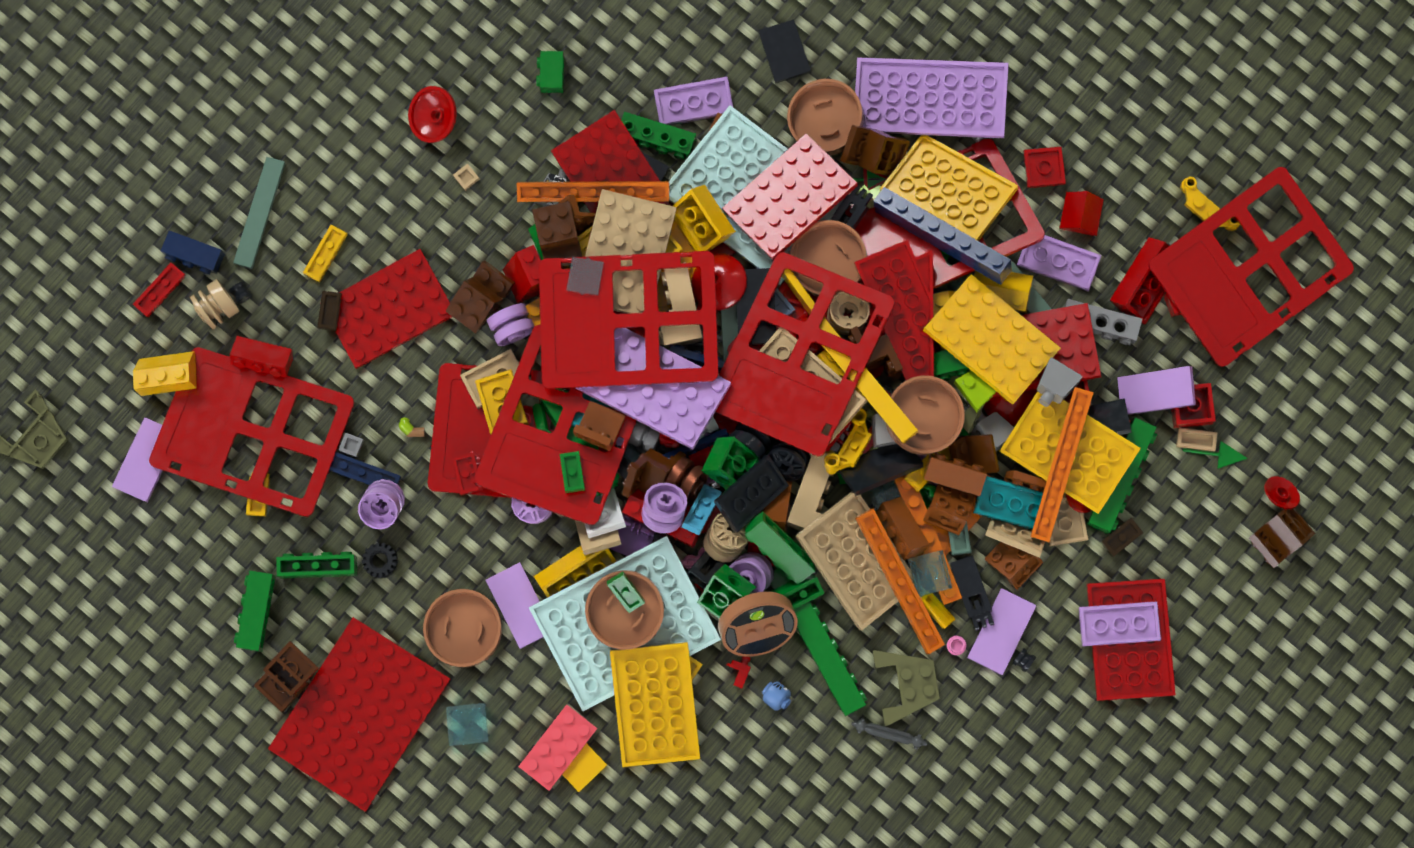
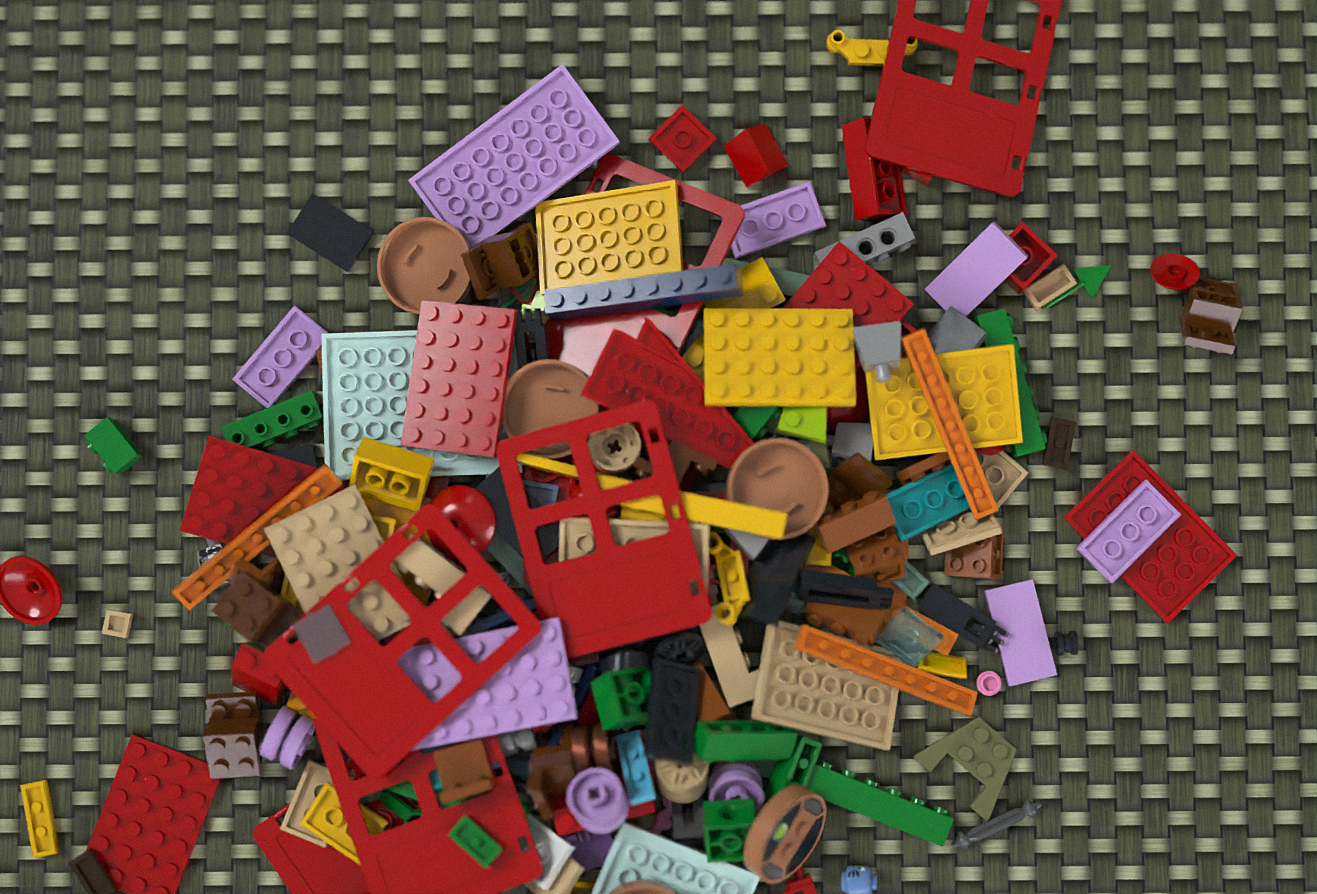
camera: 45 degrees left, 5 degrees up
(914, 510) = (844, 590): none -> black hinge

